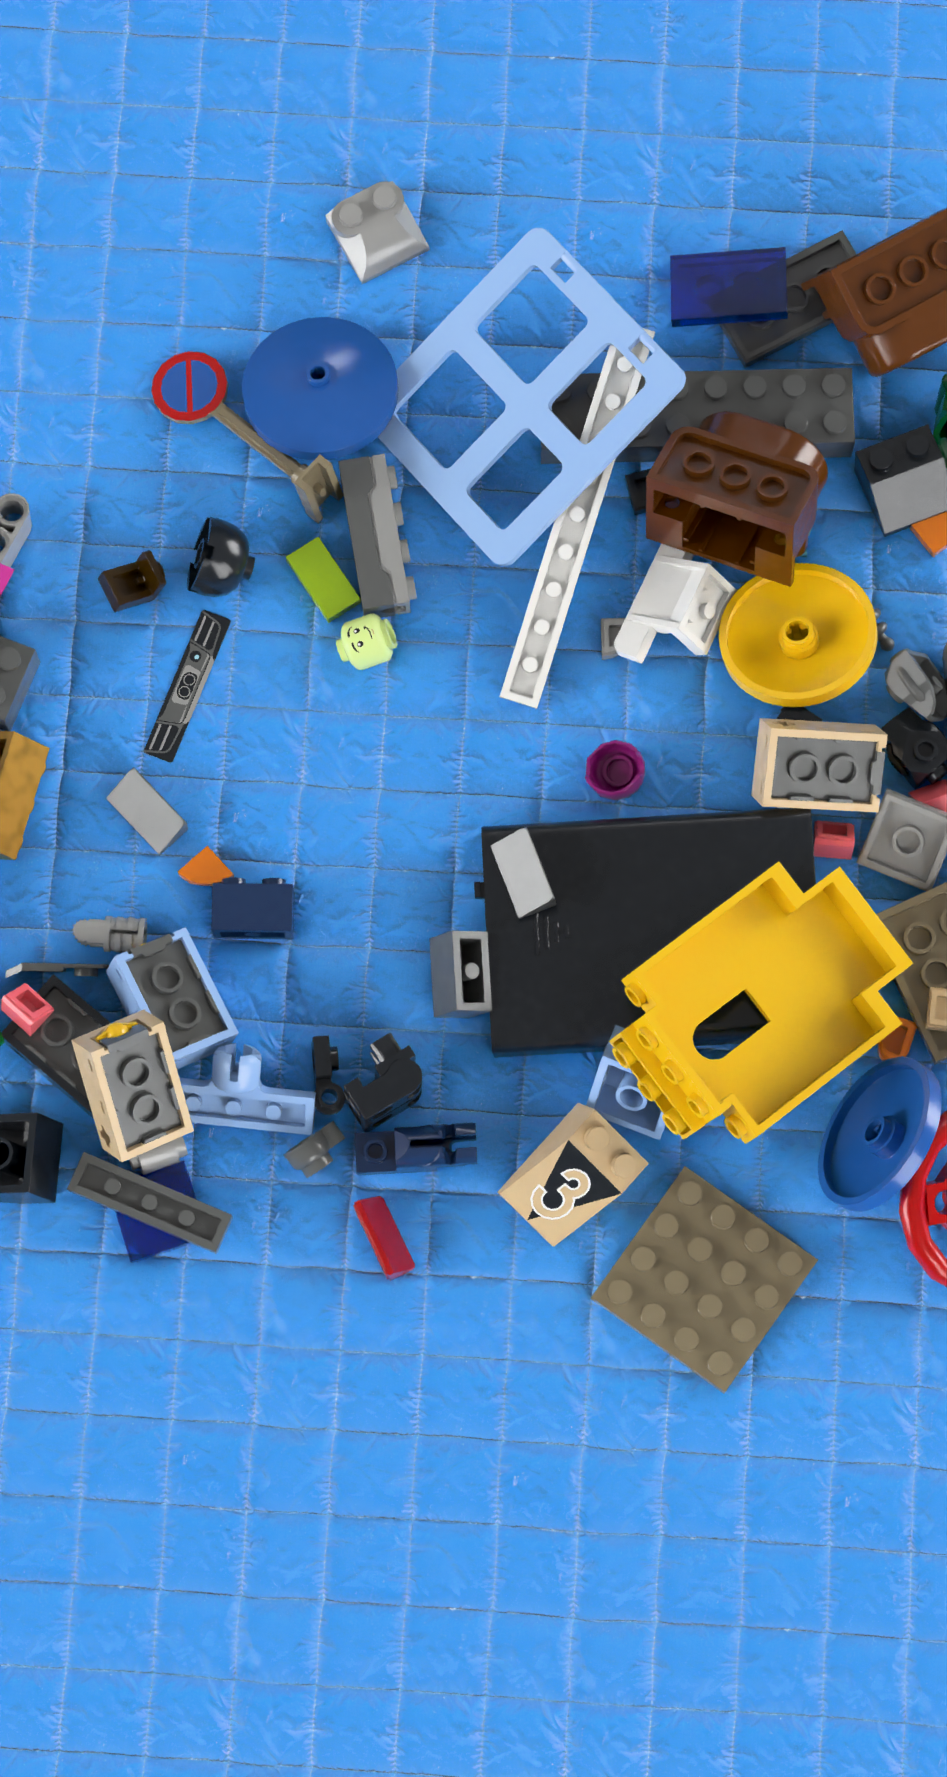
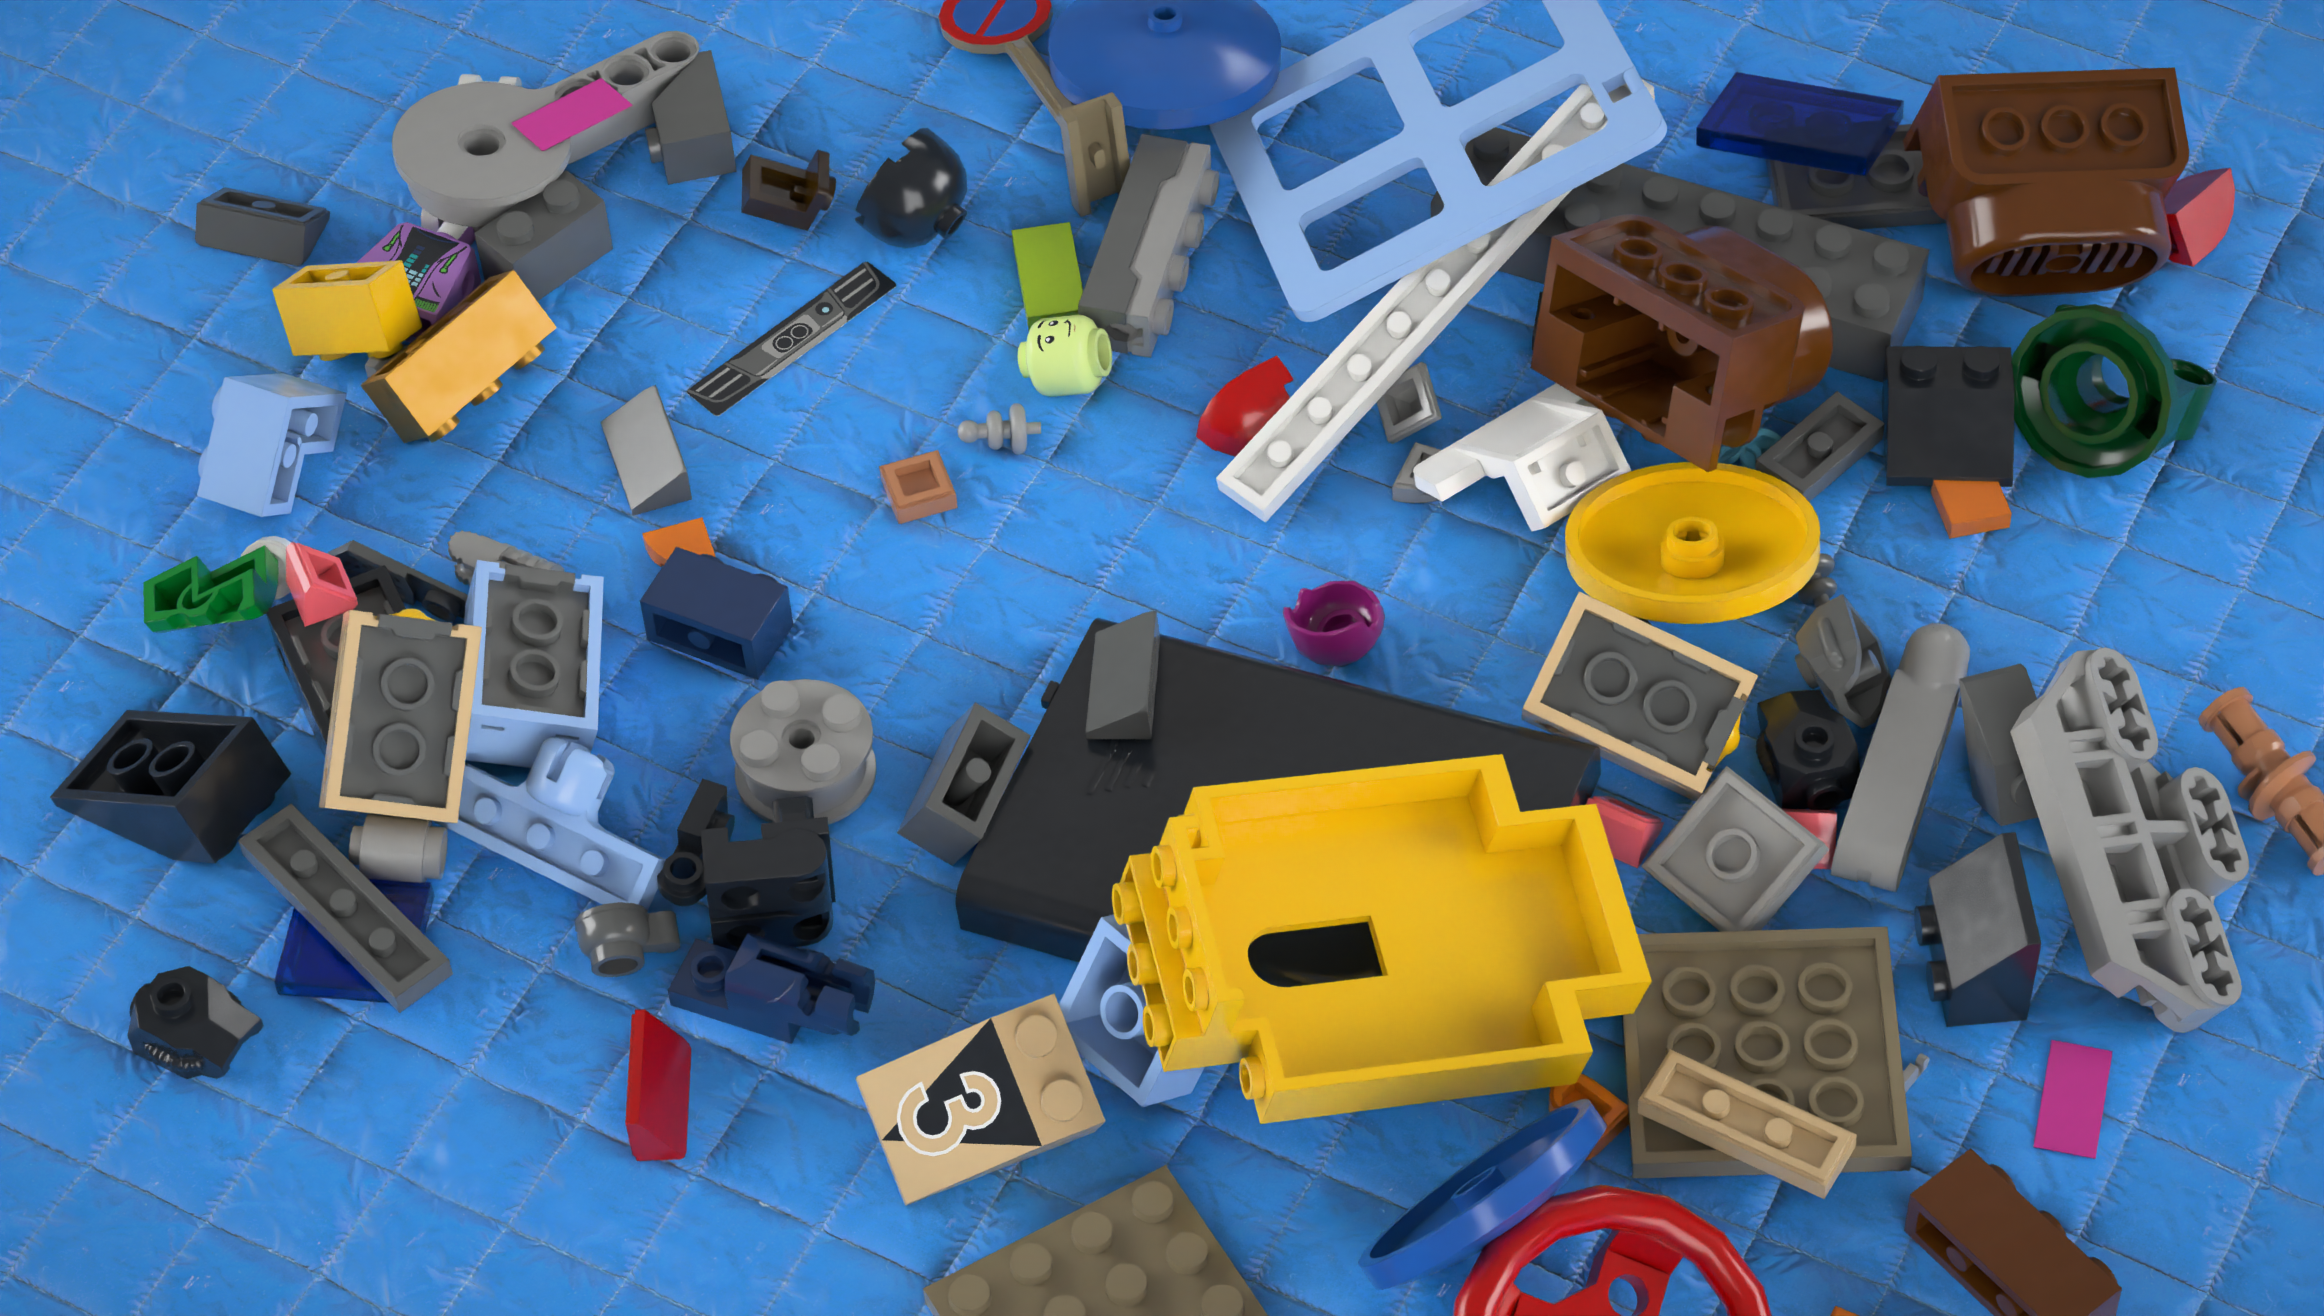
camera: 25 degrees right, 25 degrees down
(48, 555) = (692, 125): none -> dark grey slope
(101, 1309) = (189, 1023): none -> black hand
(321, 767) = (918, 487): none -> nougat tile
(348, 709) = (996, 430): none -> light grey hair
(350, 964) = (803, 743): none -> light grey wheel
(496, 637) = (1244, 407): none -> red brick
(588, 595) = (1409, 404): none -> light grey slope
(837, 529) = (1822, 446): none -> dark grey plate

